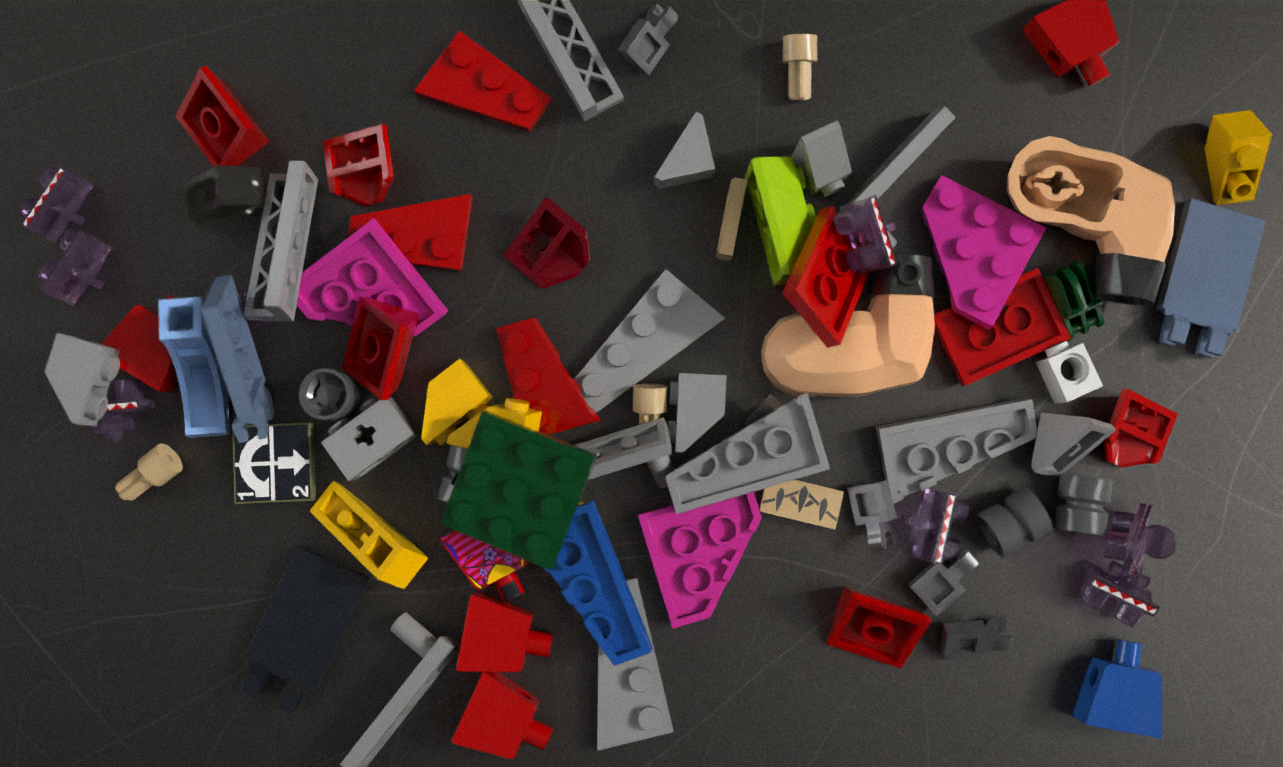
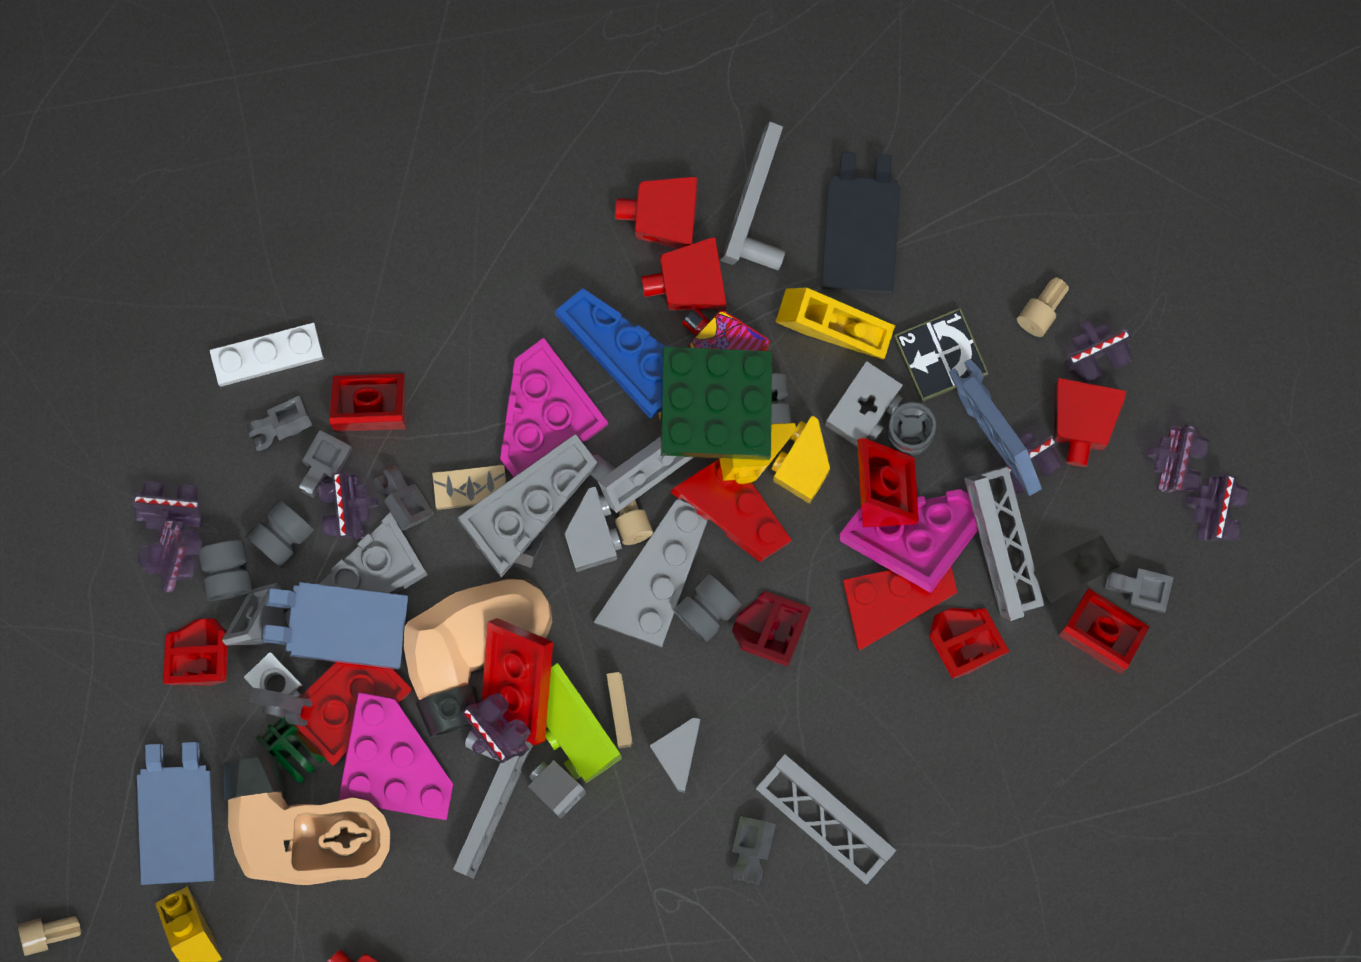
camera: 165 degrees right, 5 degrees down
(81, 376) = (1124, 365): light grey slope -> none
(163, 151) = (1146, 589): none -> flat silver plate
(196, 365) = (1030, 408): light blue arch -> none
(481, 83) = (886, 754): red wing -> none
(606, 288) = (707, 608): none -> dark grey wheel
(631, 694) = (557, 271): light grey wing -> none
(799, 53) = (611, 882): tan piece -> none
(962, 716) = (266, 354): none -> white plate
(989, 403) = (340, 624): none -> sand blue tile
(1081, 342) = (280, 705): none -> flat silver plate
(1122, 693) = (137, 422): blue torso -> none

